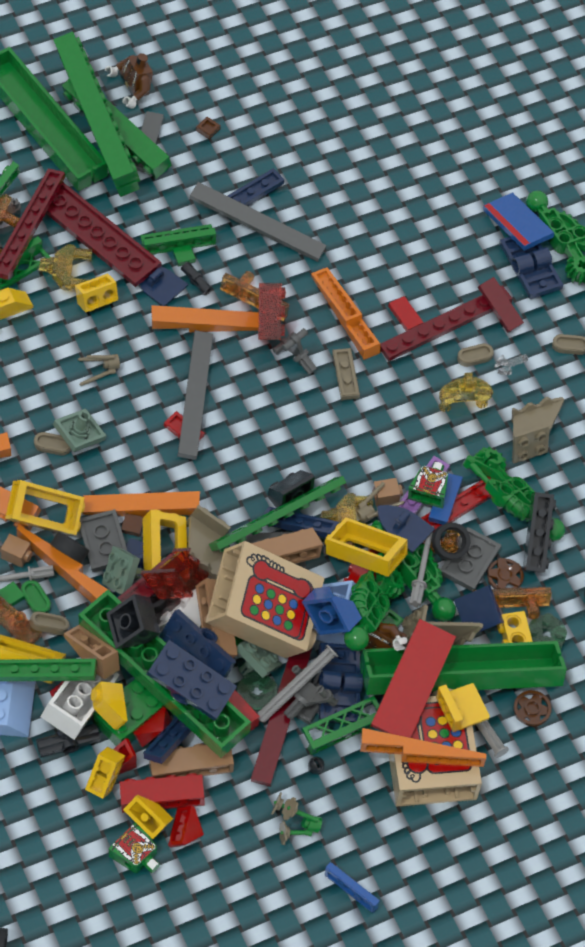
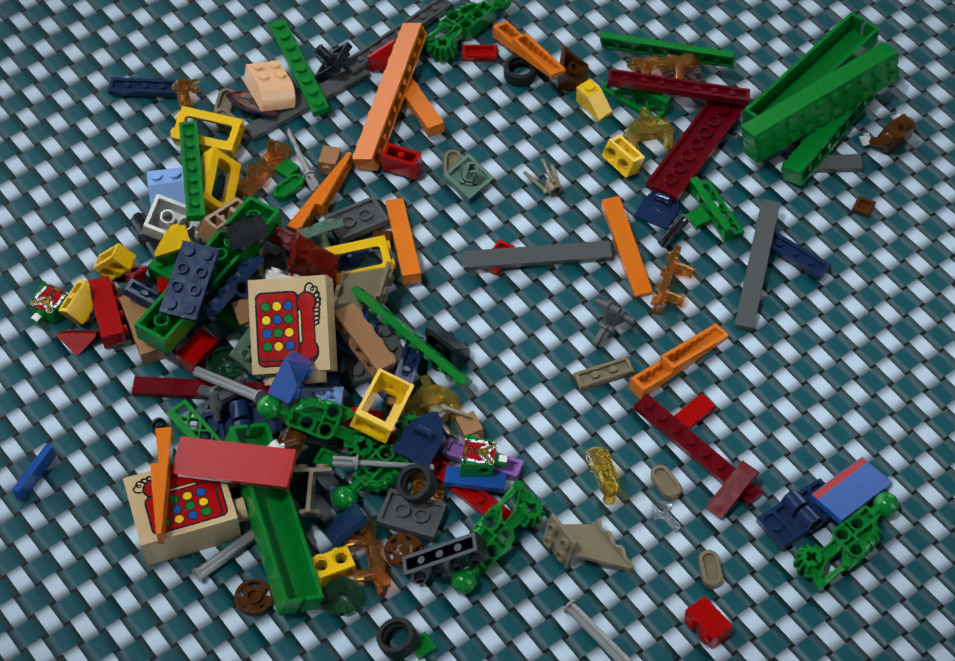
camera: 85 degrees right, 5 degrees down
(46, 475) = (401, 161): none -> red brick
(49, 623) = (261, 191): dark tan tile -> none
(69, 547) = (344, 191): black tyre -> none
(74, 503) = (350, 144): yellow piece -> none
(271, 311) = (639, 283): clear red brick -> none
(290, 808) = (95, 429): plant -> none
(462, 706) = (215, 508): yellow bracket -> none

